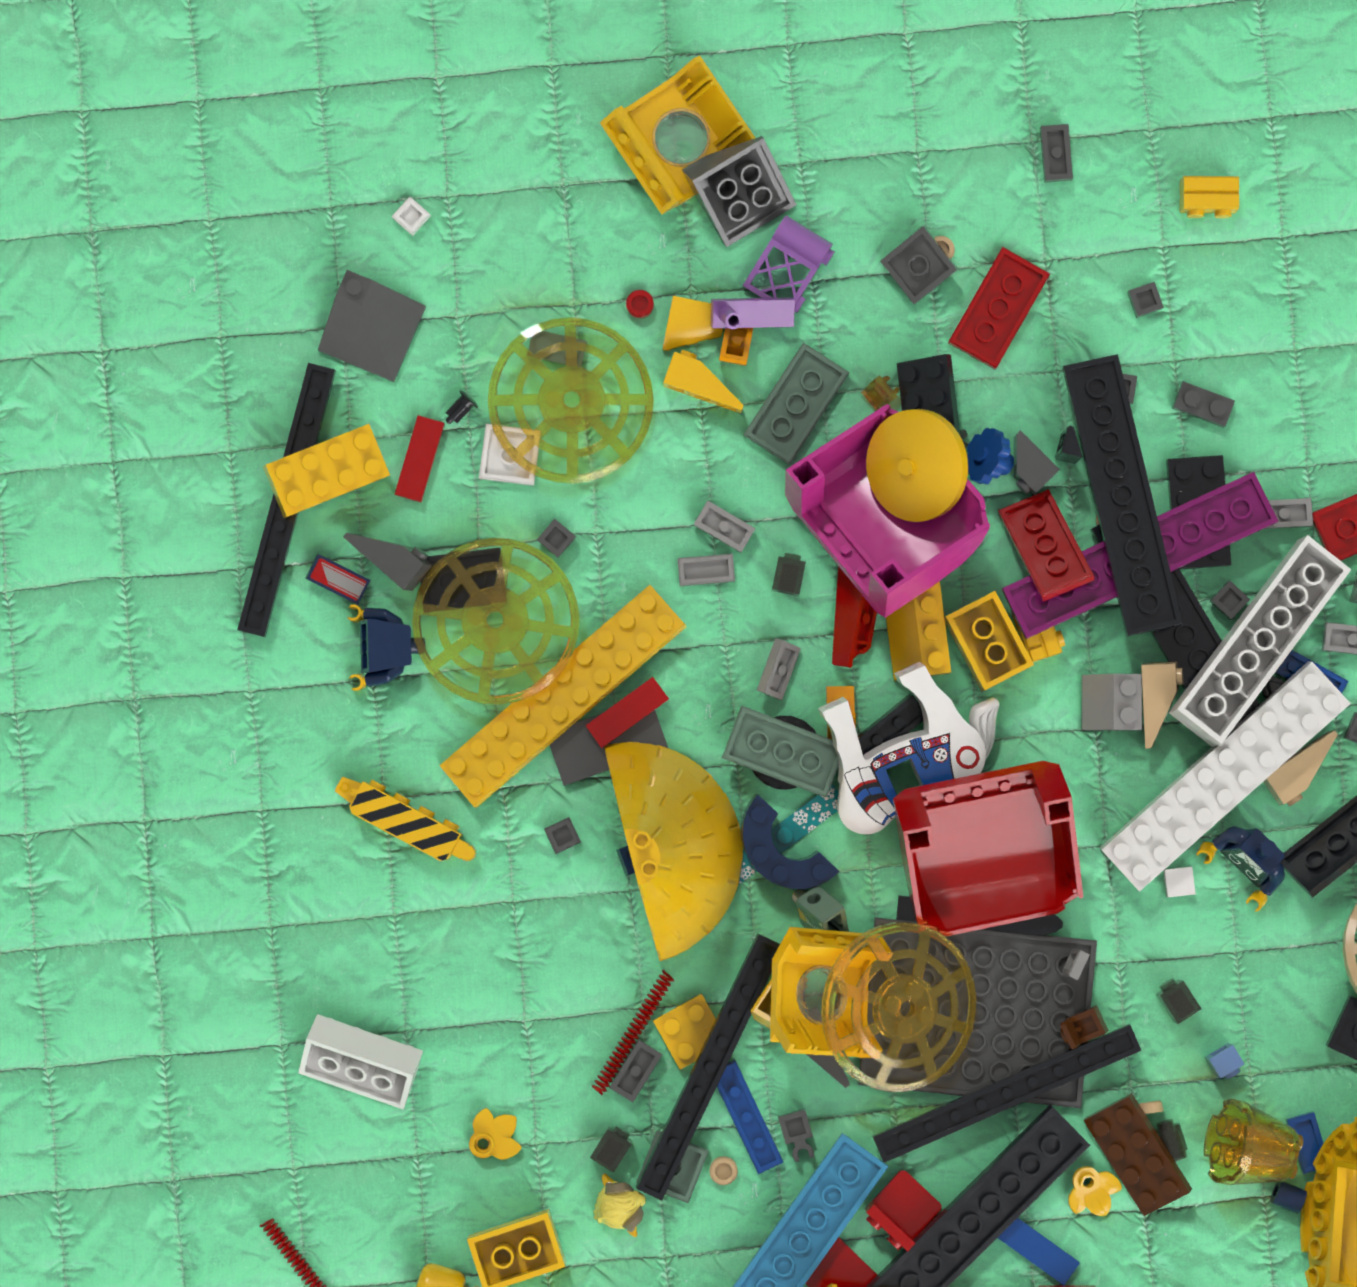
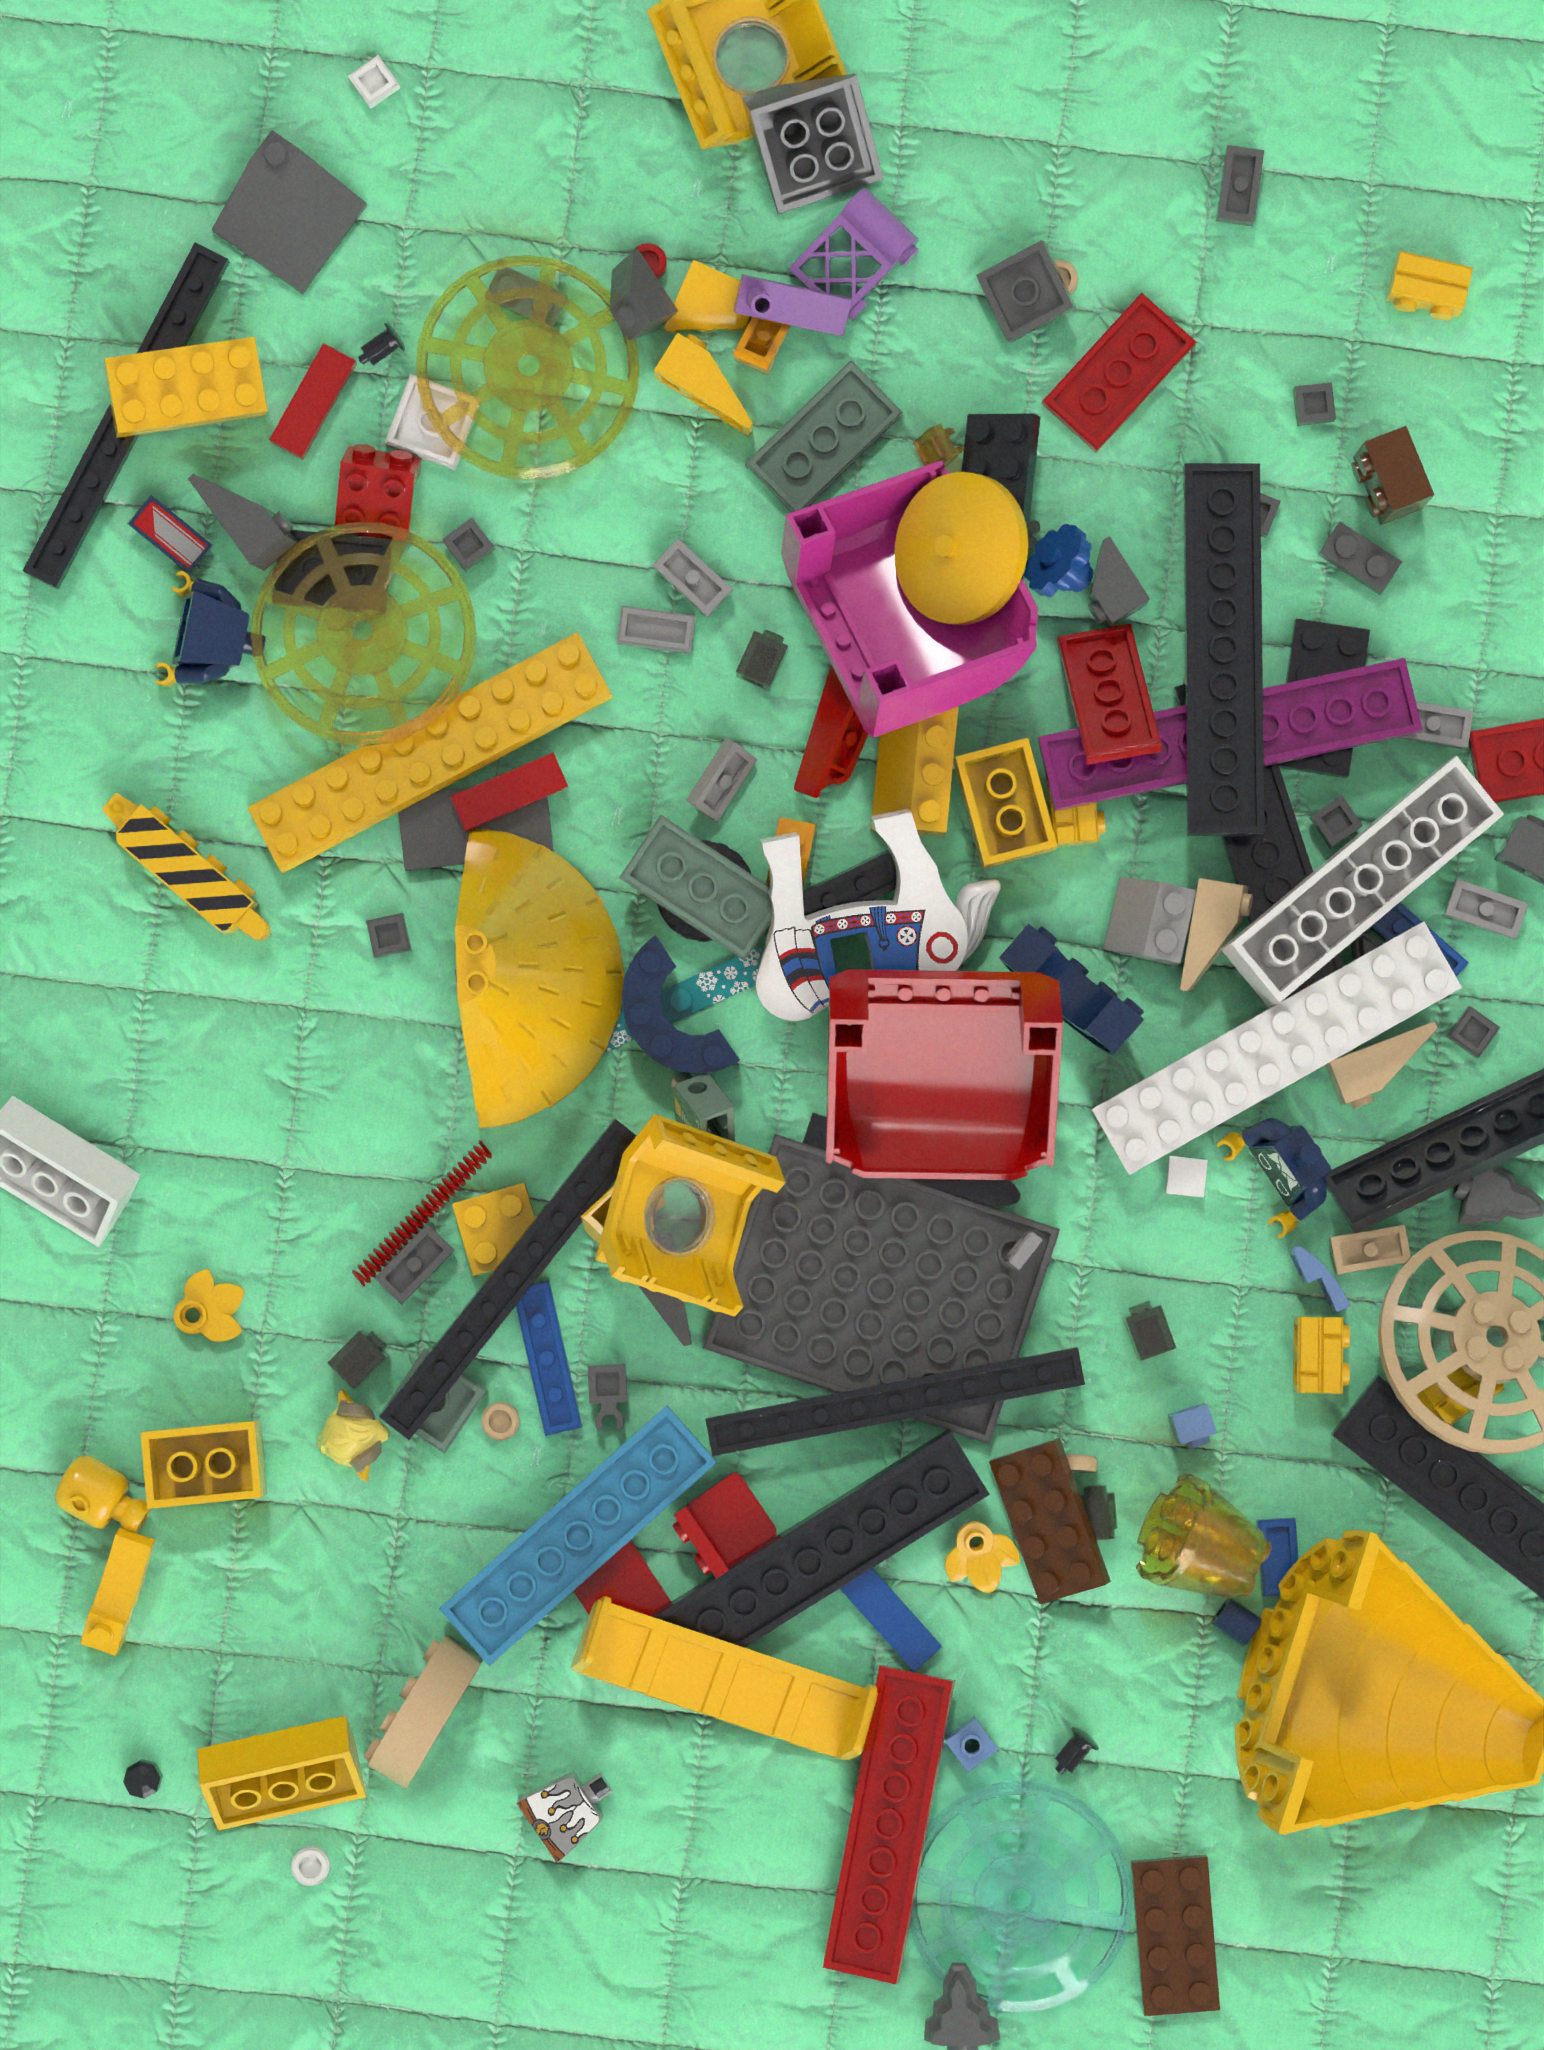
camera: 10 degrees right, 0 degrees up
(480, 512) = (376, 487): none -> red bracket
(639, 332) = (638, 297): none -> dark grey slope
(888, 1002) = (760, 1248): clear yellow dish -> none
(1068, 447) = (1168, 573): black slope -> none
(1081, 774) = (1085, 1006): none -> dark blue brick
(1083, 1027) = (1015, 1337): reddish brown bracket -> none
(1214, 341) = (1392, 476): none -> reddish brown brick
(1285, 930) = (1312, 1269): none -> medium blue slope
(1305, 989) = (1319, 1355): none -> yellow brick
(1324, 905) = (1369, 1249): none -> tan plate

